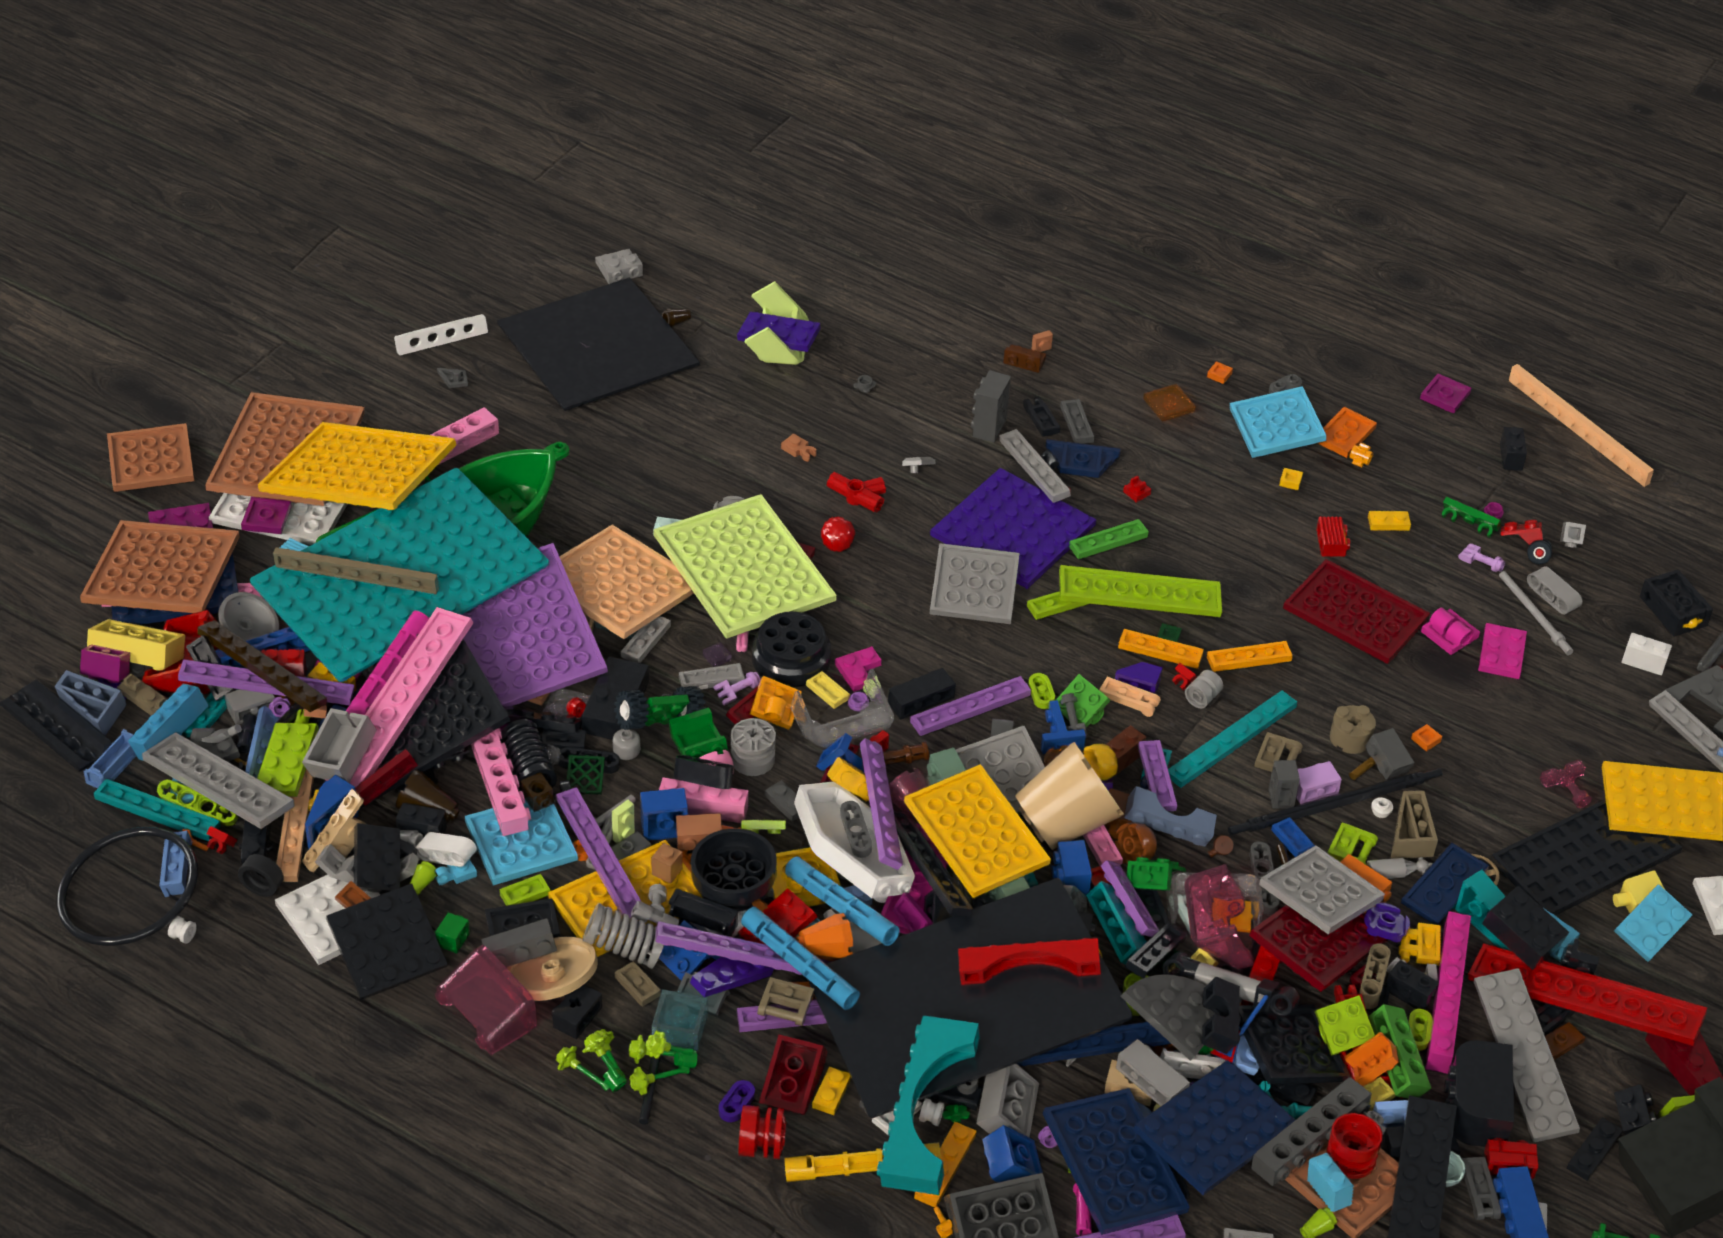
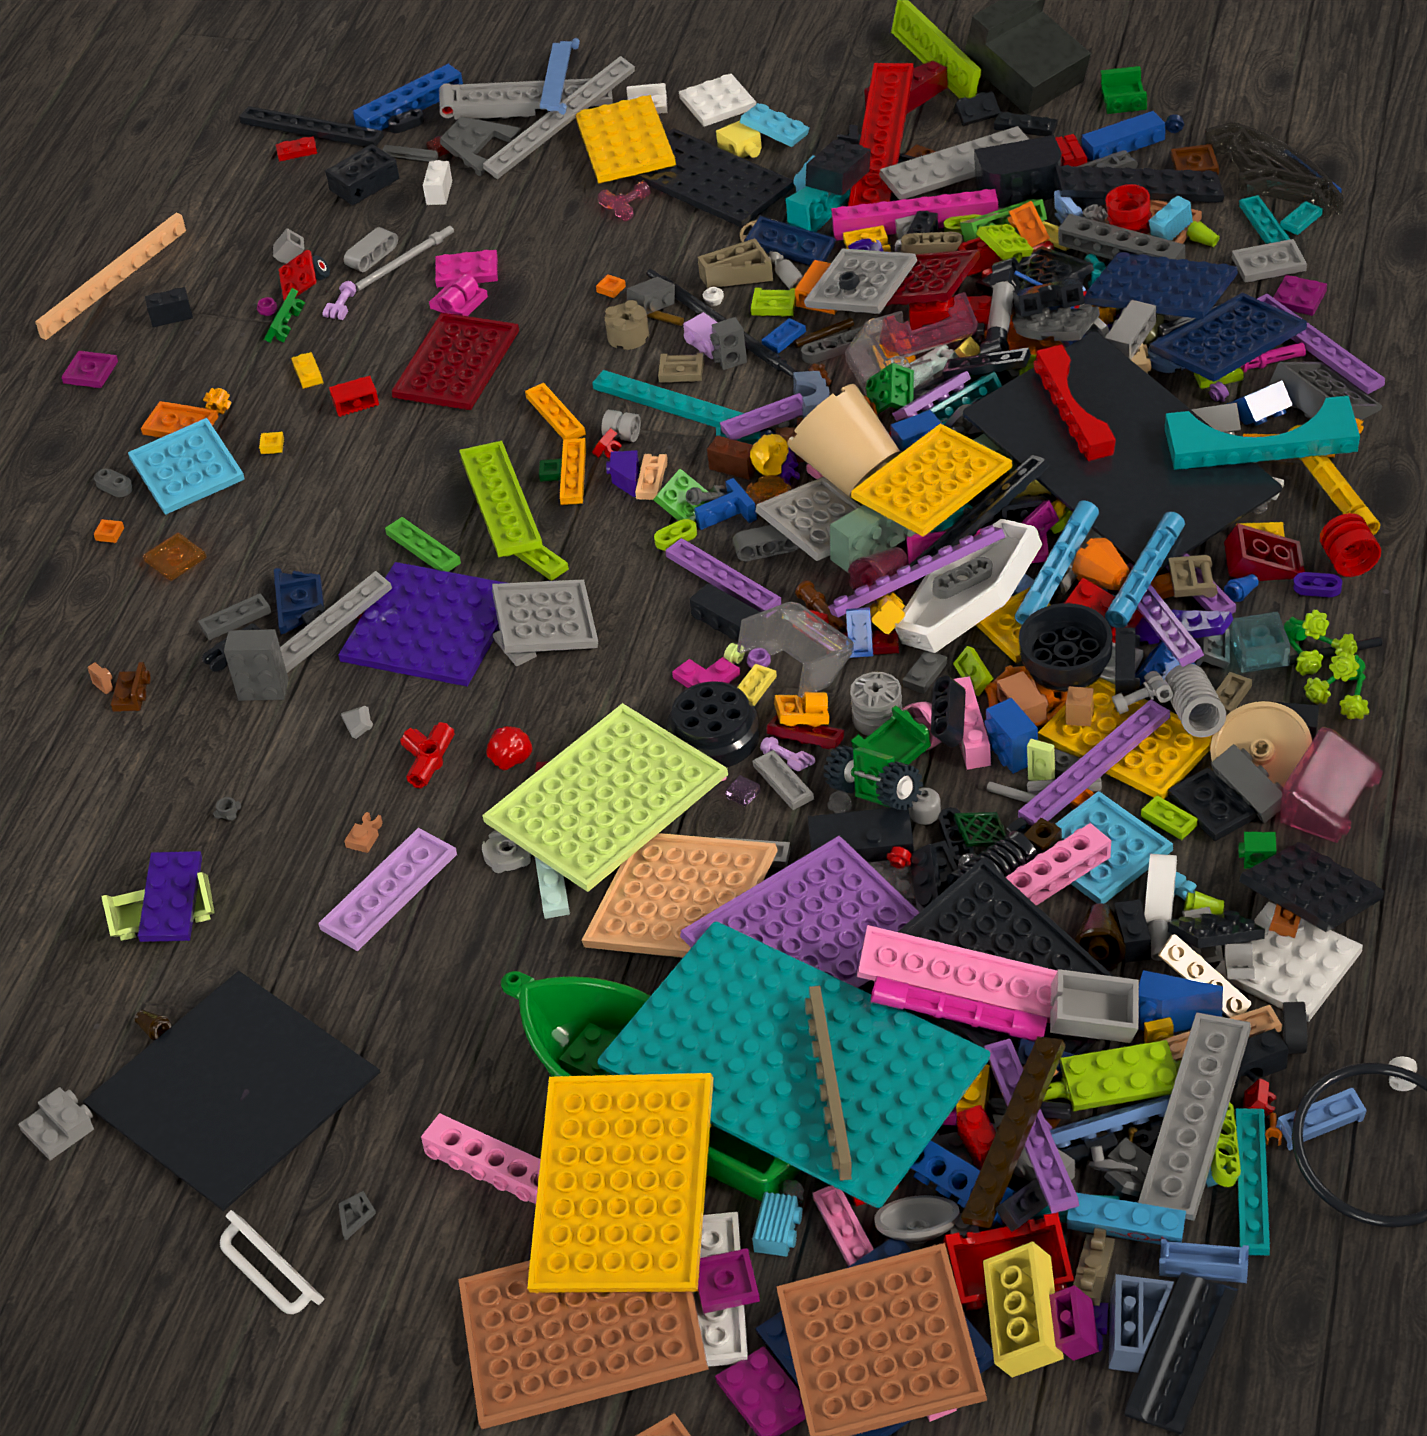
camera: 100 degrees left, 0 degrees up
(386, 776) = (1099, 958): dark red plate -> none
(731, 446) = (387, 889): none -> lavender plate
(763, 1041) = (1239, 588): none -> blue cone
(1137, 489) = (330, 547): red tile -> none
(1313, 870) = (848, 280): none -> black plate

